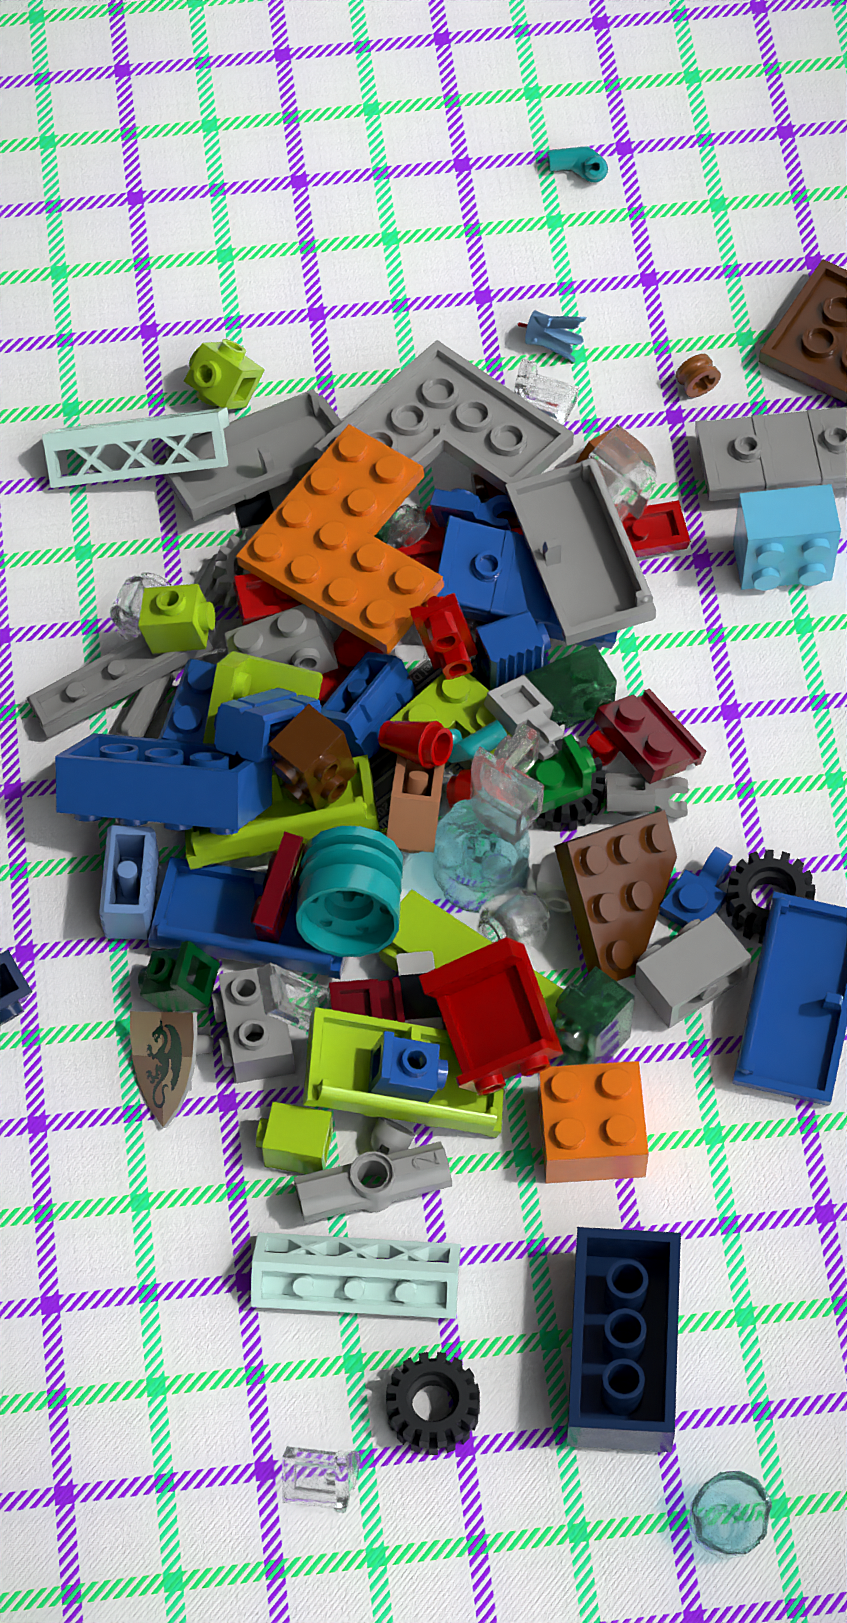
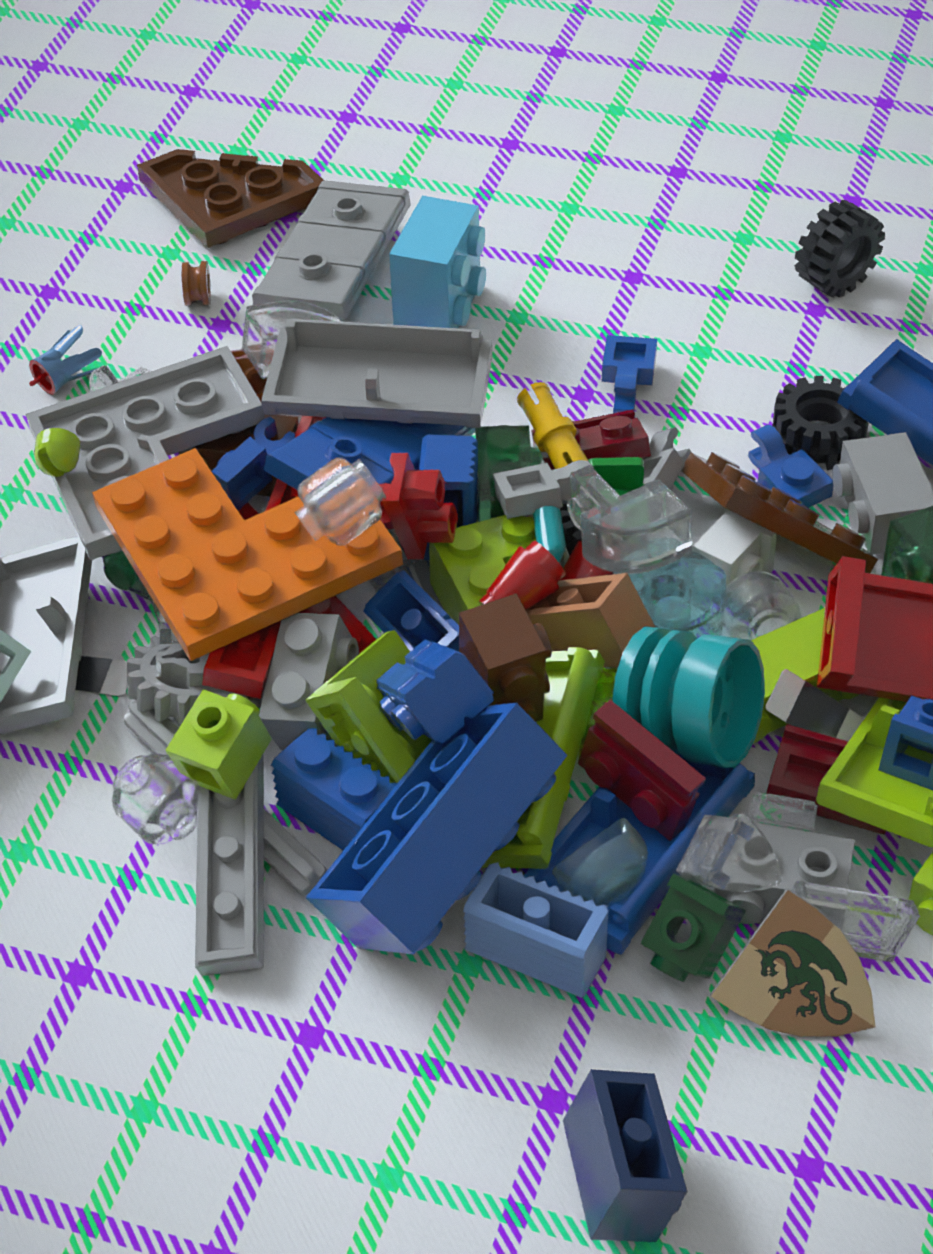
camera: 65 degrees left, 15 degrees down
(195, 901) = (605, 866): none -> clear light blue hair
(223, 974) = (730, 856): none -> clear tile
(223, 1072) = (870, 921): none -> clear tile
(383, 581) = (339, 501): none -> clear head
(385, 382) = (56, 451): none -> lime hinge
(611, 702) = (553, 431): none -> yellow pin
(767, 726) = (628, 364): none -> blue plate

